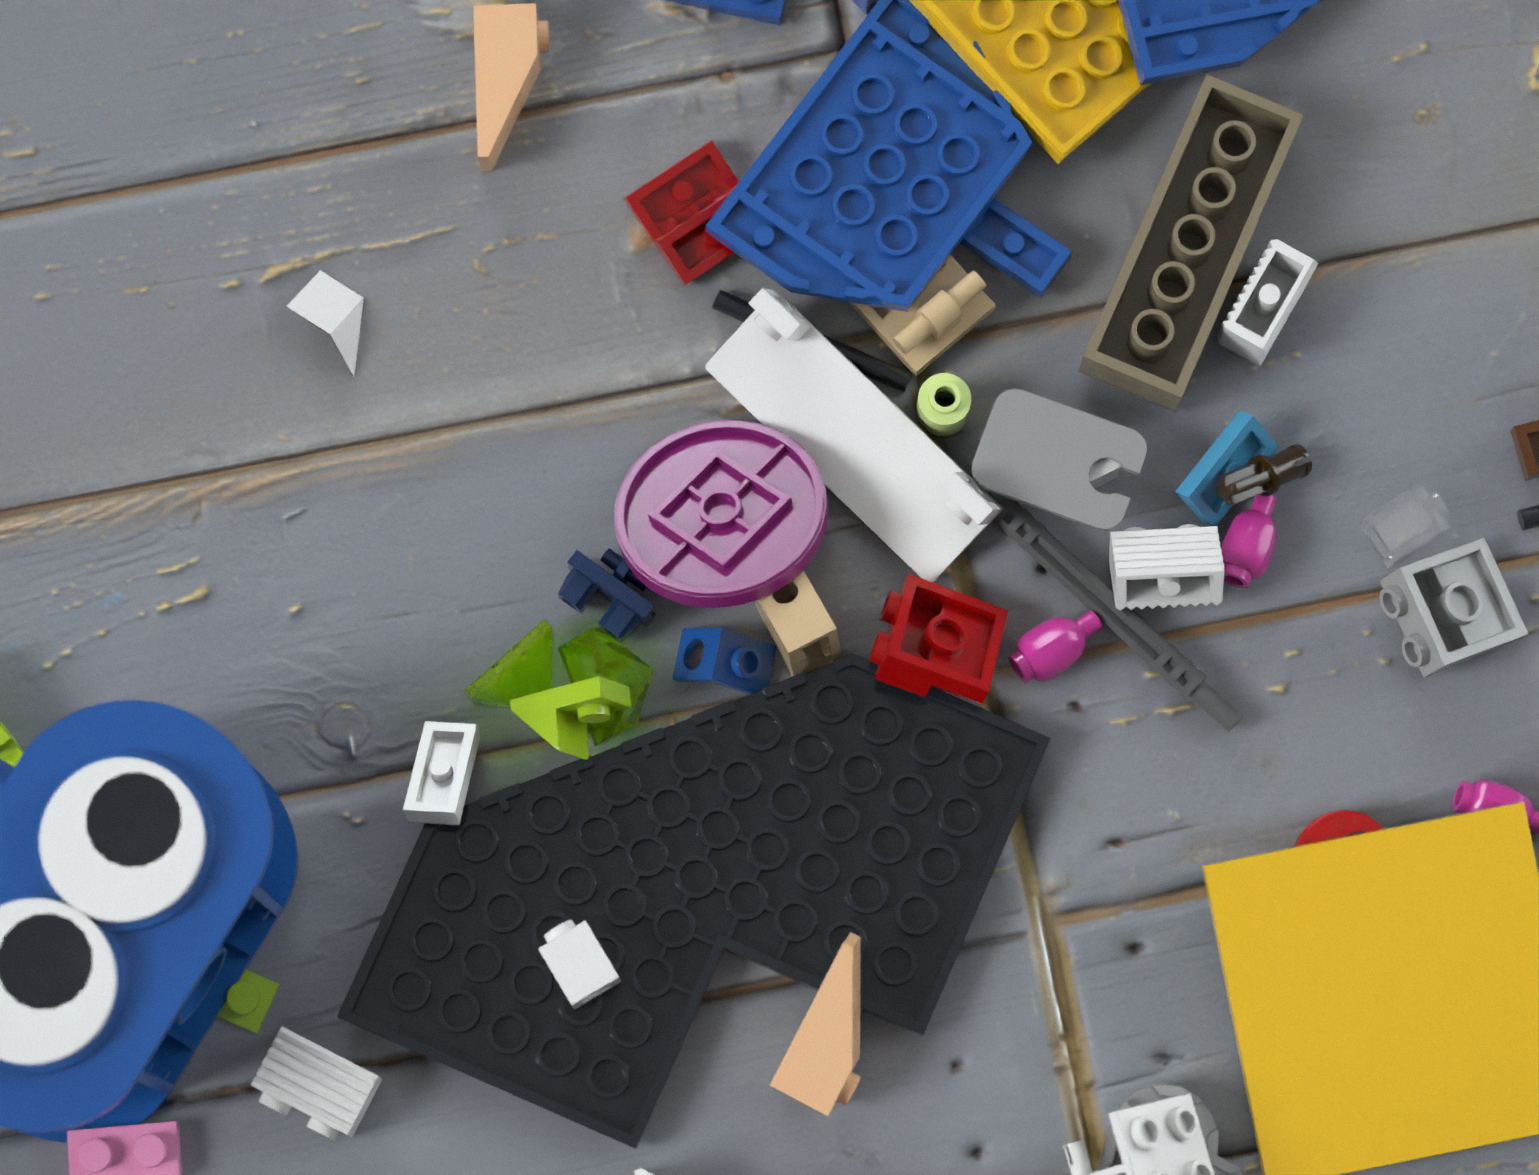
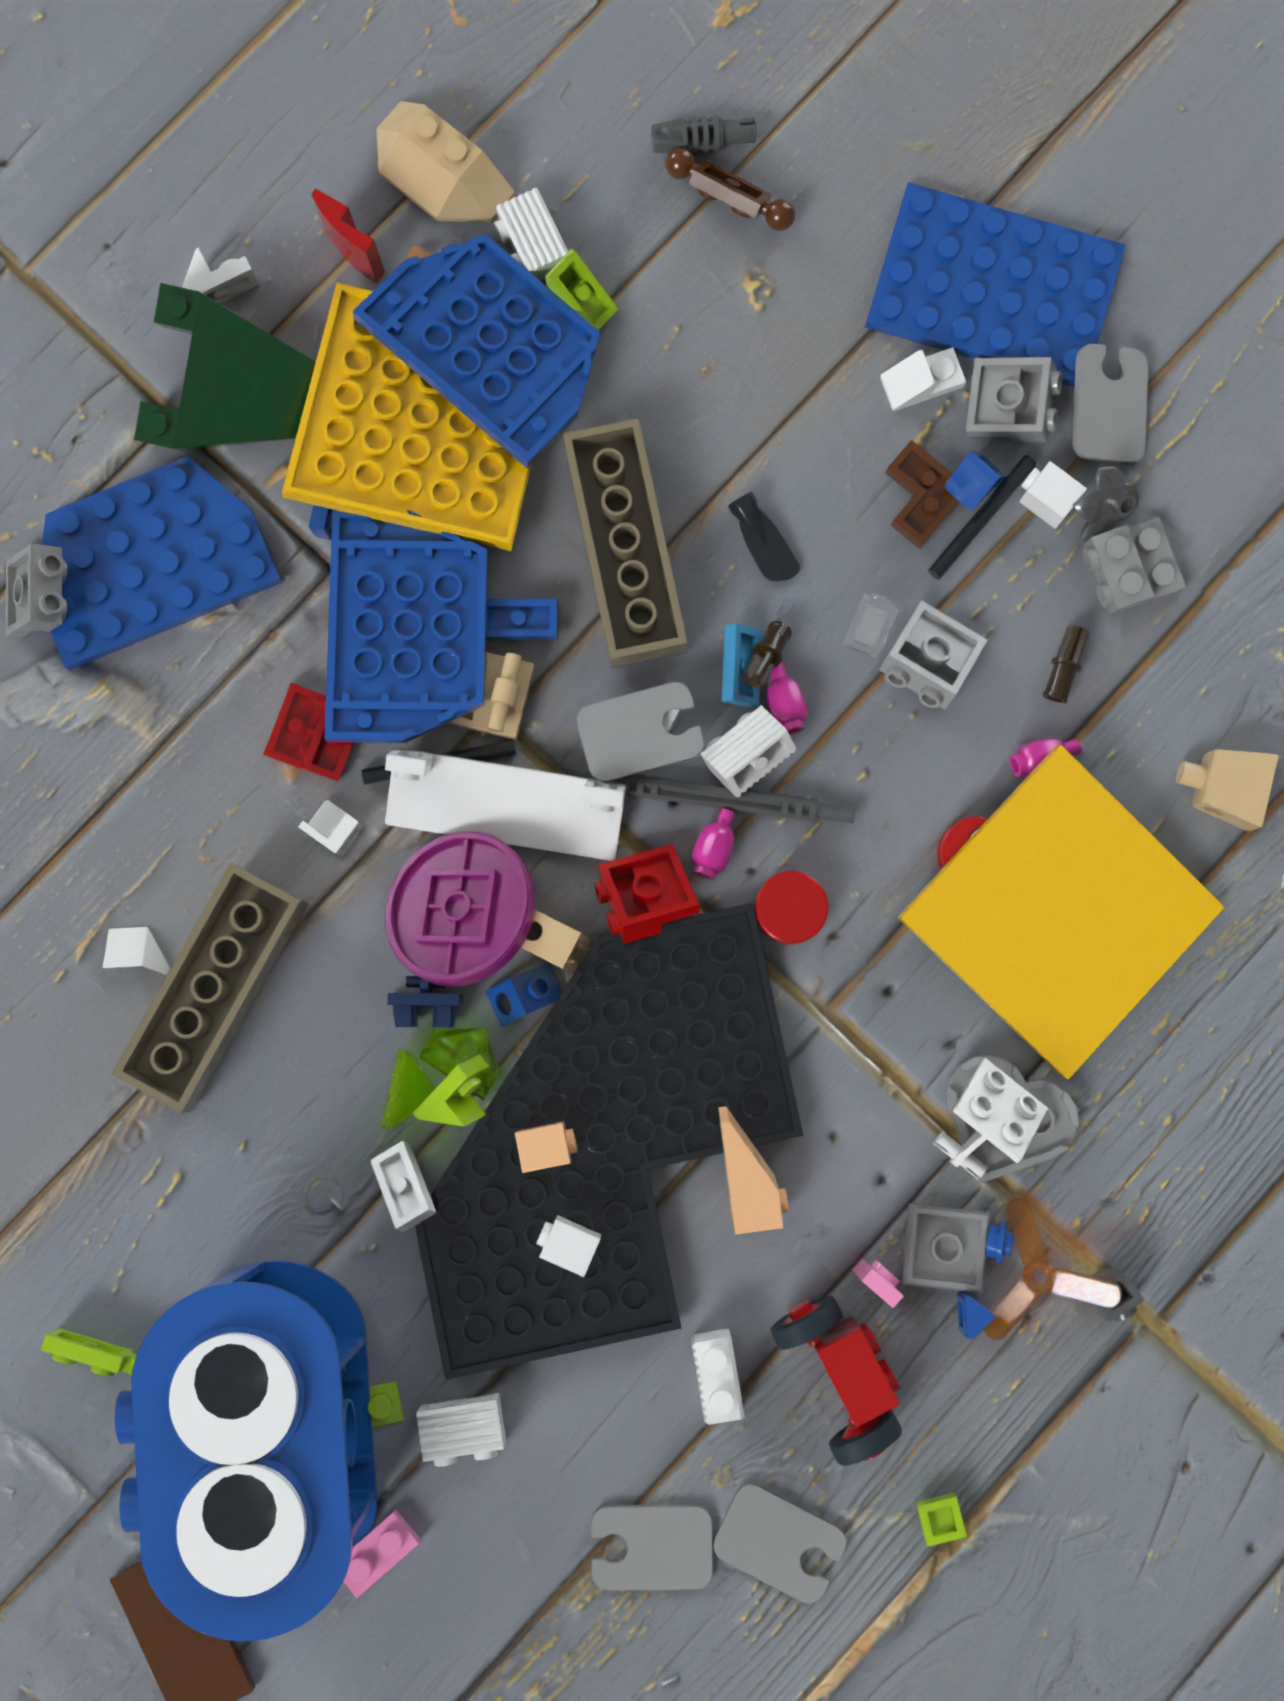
camera: 35 degrees left, 5 degrees up
(389, 409) = (210, 989): none -> dark tan brick
(506, 67) = (134, 727): light nougat slope -> none
(630, 837) = (545, 1146): none -> light nougat brick
(644, 332) = (333, 828): none -> white panel
(939, 419) = (546, 758): yellowish green brick -> none
(1090, 775) = (791, 907): none -> red head
(1266, 301) = (695, 547): white brick -> none
(1353, 348) = (764, 540): none -> black piece

